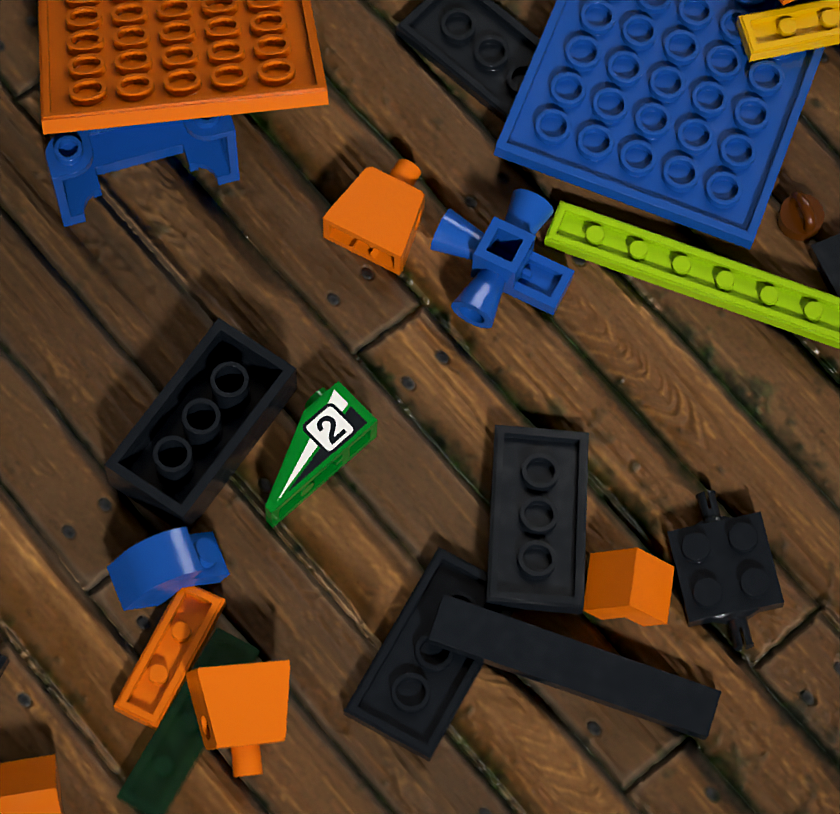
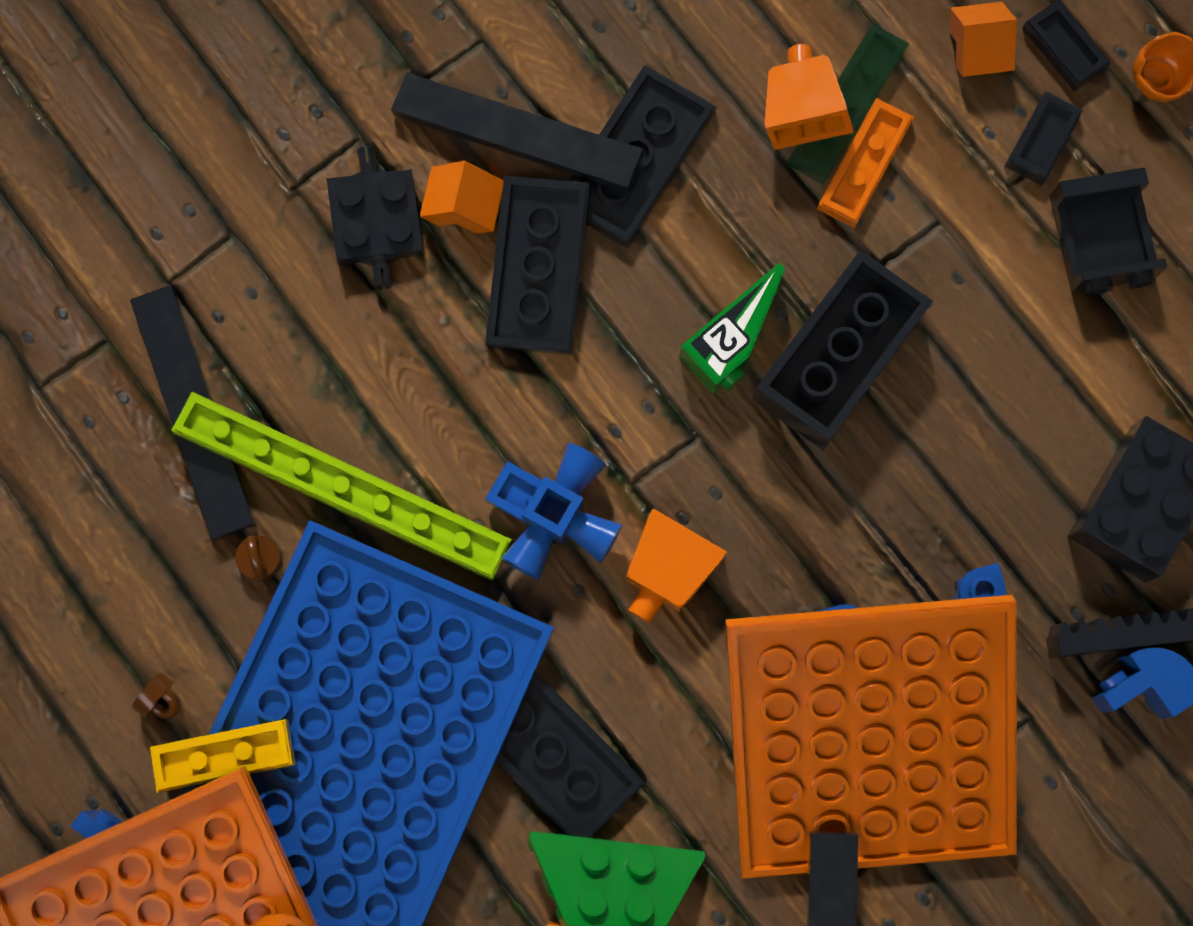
camera: 170 degrees left, 10 degrees up
(165, 564) = (869, 222): blue brick -> none

